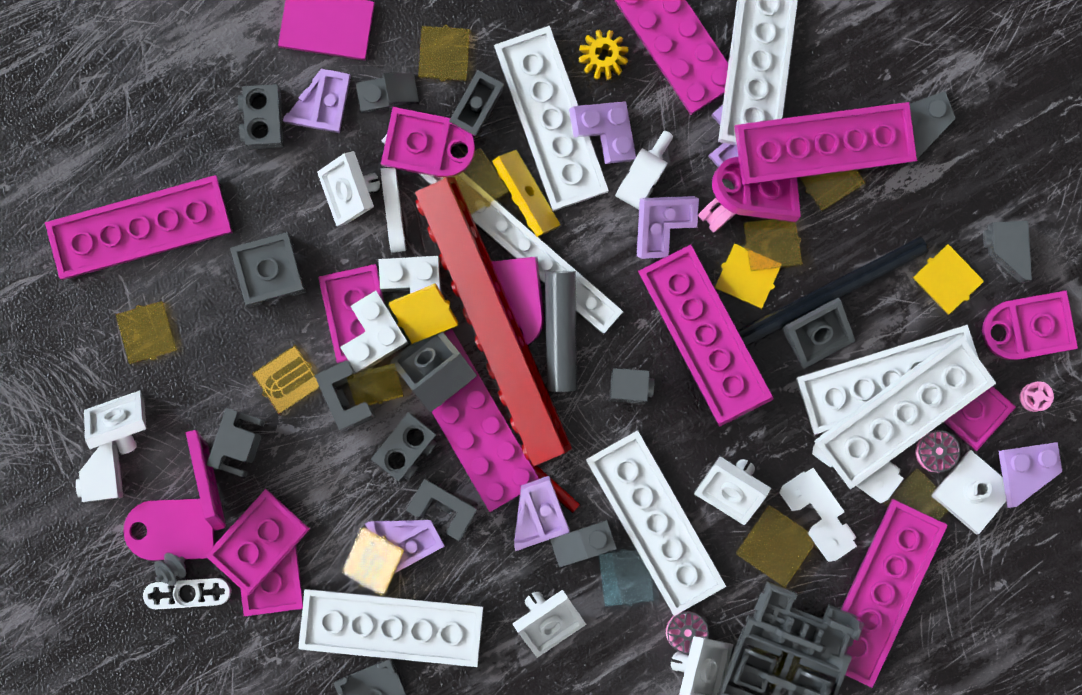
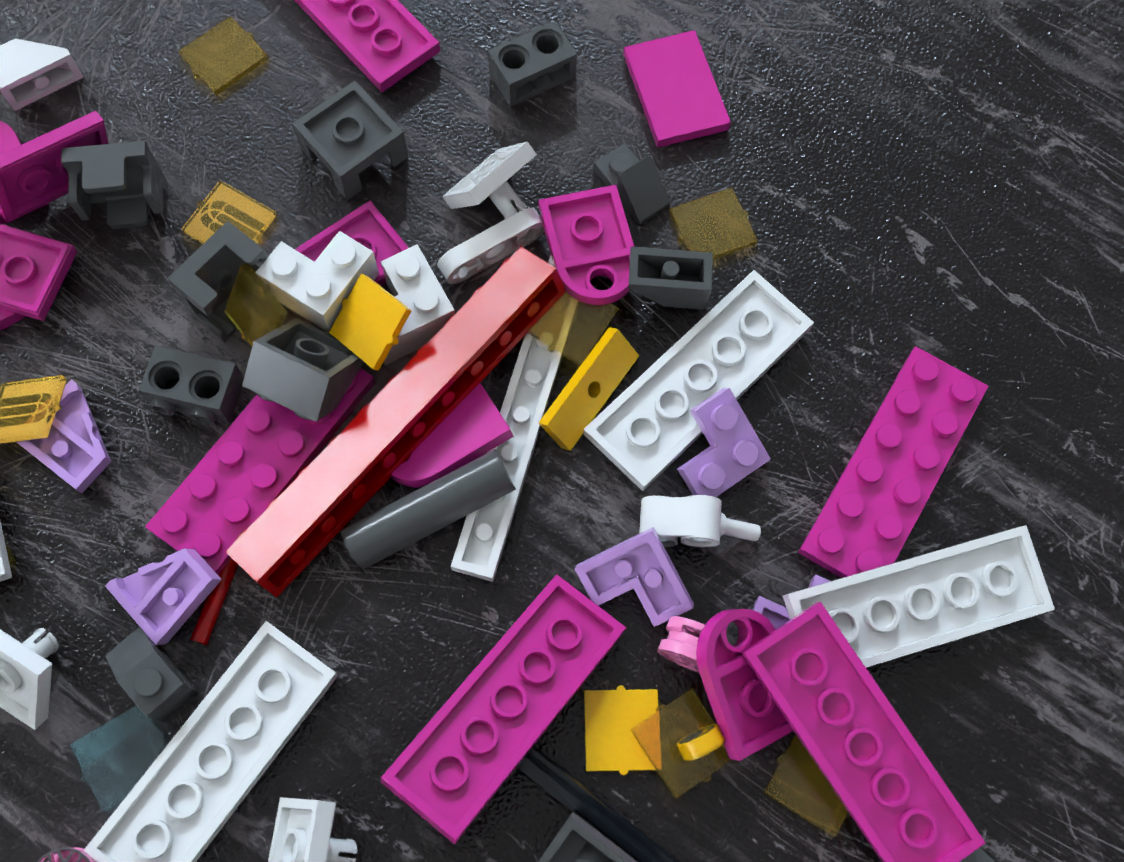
camera: 60 degrees right, 15 degrees down
(116, 422) = (93, 54): white tile -> none
(322, 103) = (583, 118): lavender wing -> none
(447, 503) = (134, 465): dark grey panel -> none
(609, 63) = (823, 394): yellow gear -> none
(631, 386) = (389, 630): dark grey brick -> none
(779, 233) = (700, 742): none -> yellow tile

